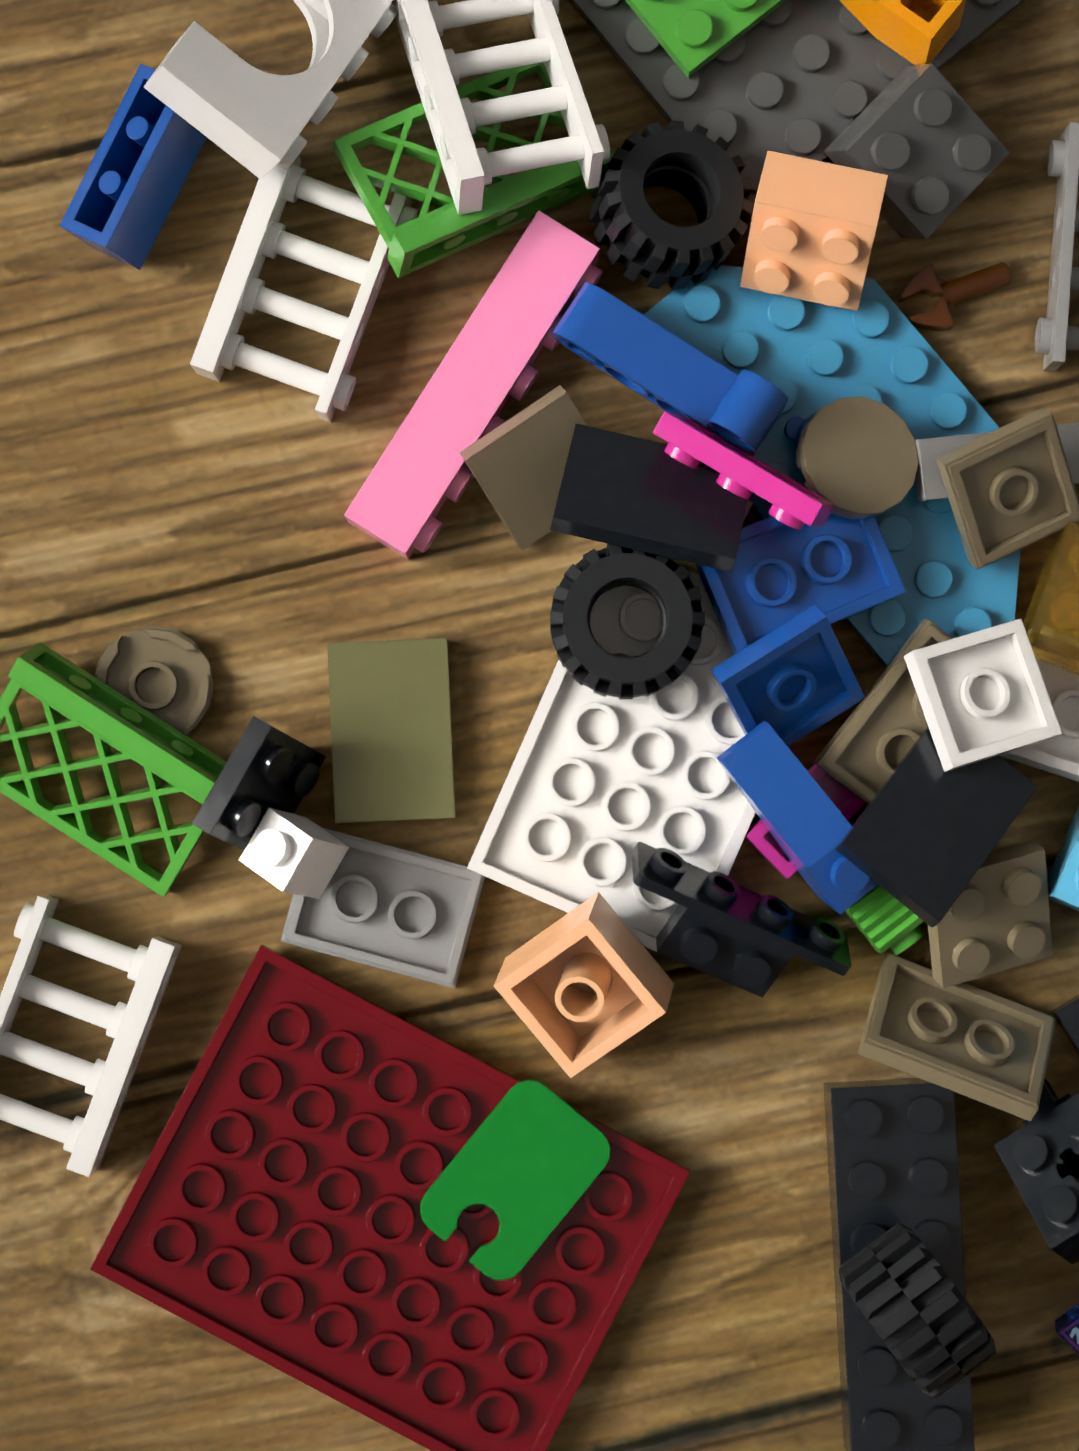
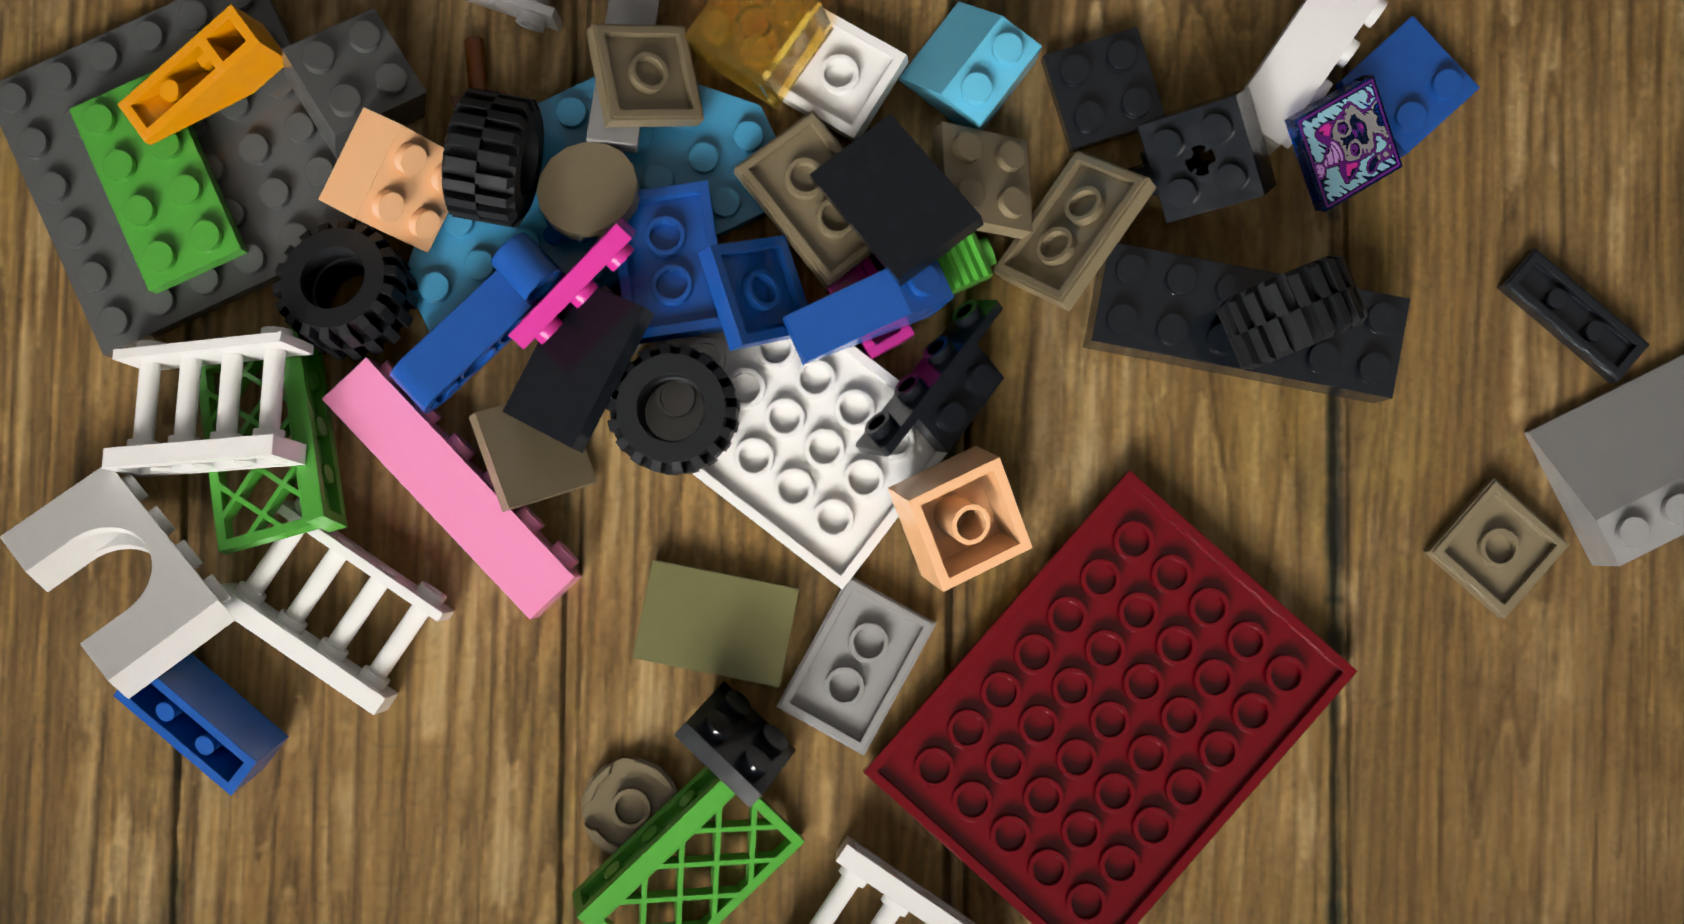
camera: 75 degrees left, 0 degrees up
(293, 853) = (795, 728): white brick -> none
(526, 1165) = (1092, 601): green piece -> none
(866, 339) = (492, 157): none -> black tyre
(982, 694) = (805, 138): white plate -> none

